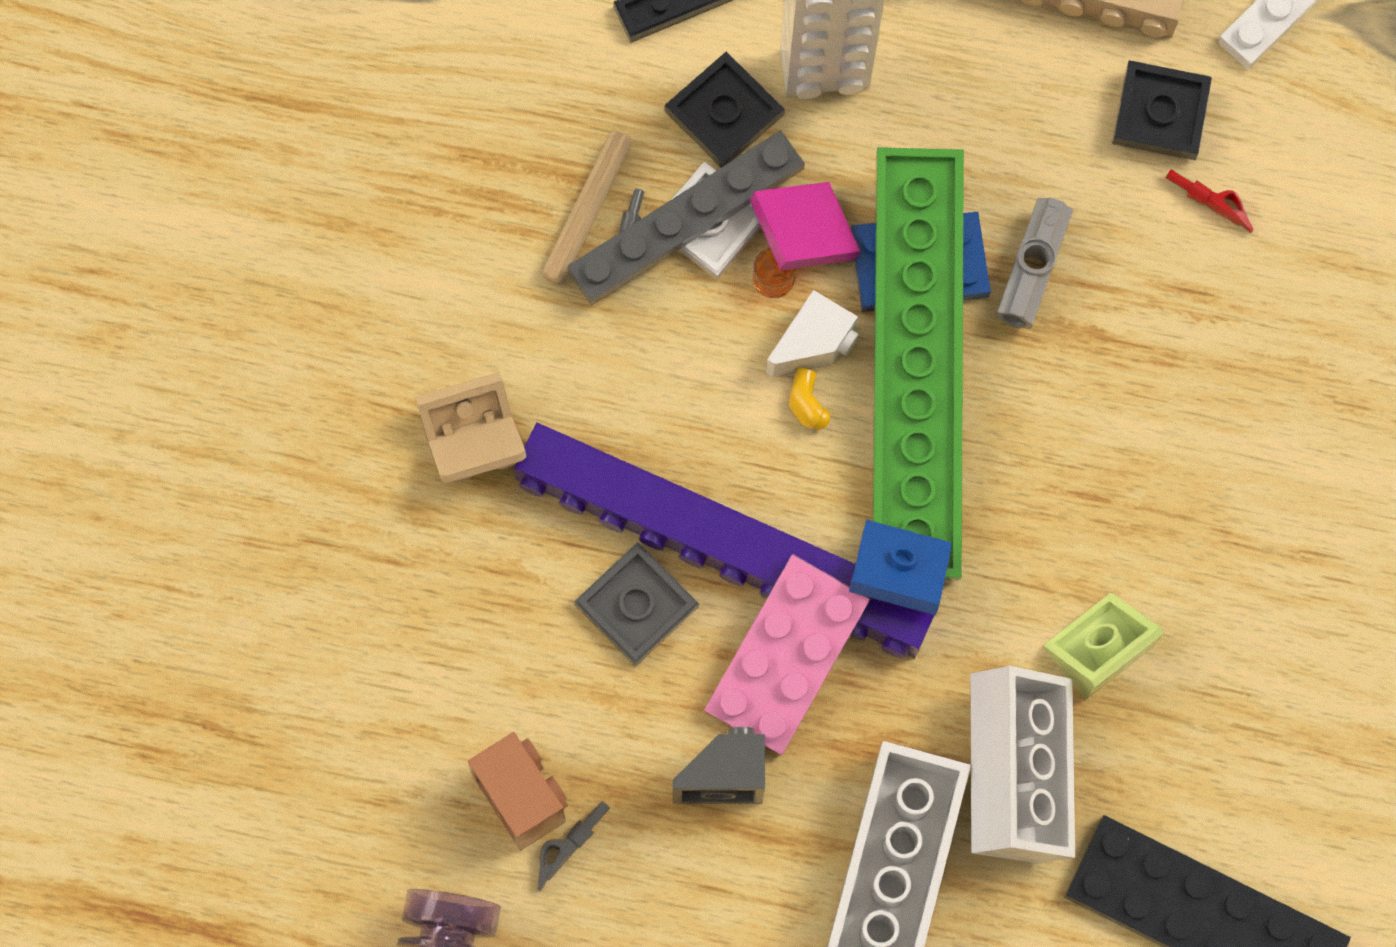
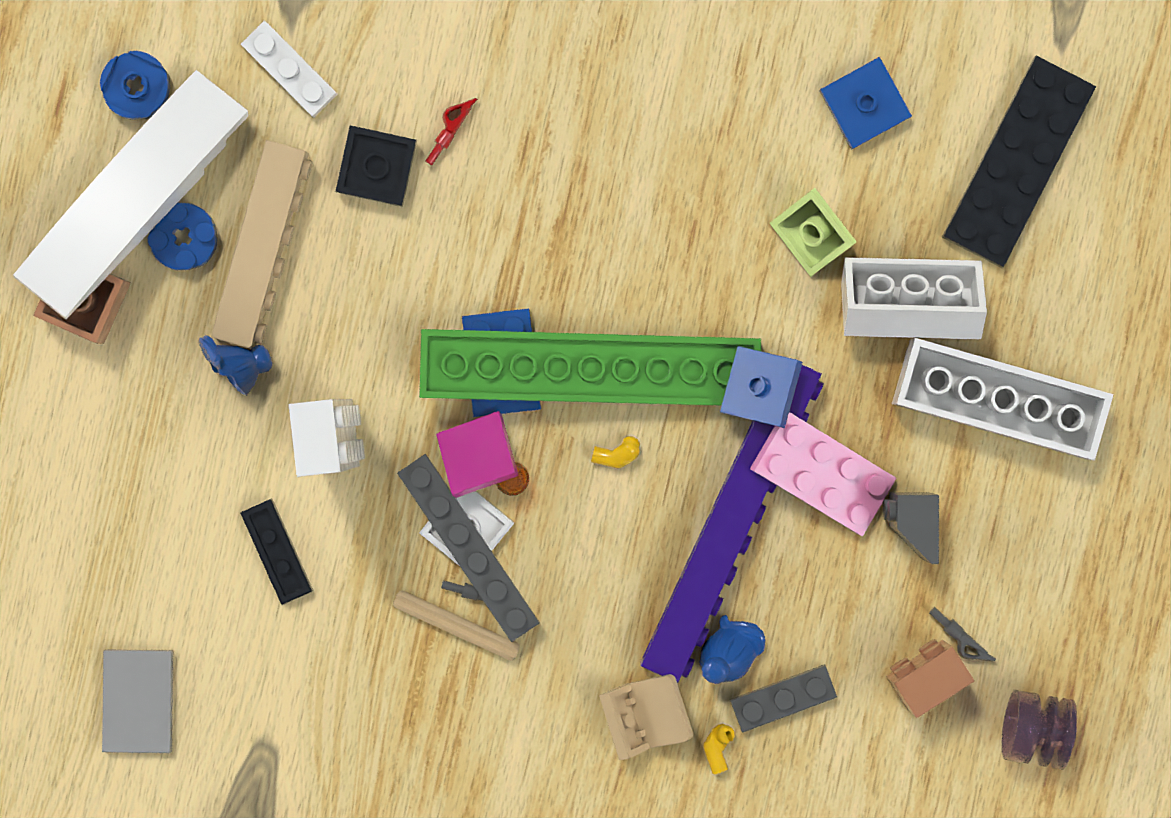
camera: 90 degrees left, 15 degrees up
(428, 525) = (716, 744): none -> yellow arm
(490, 612) = (783, 698): none -> dark grey plate
(552, 542) = (731, 650): none -> blue hair
(636, 604) = (777, 586): dark grey tile -> none
(724, 109) = (375, 516): black plate -> none
(814, 337) = (567, 447): white slope -> none
(1026, 284) = (485, 264): light grey piece -> none
(1273, 714) = (865, 103): none -> blue plate

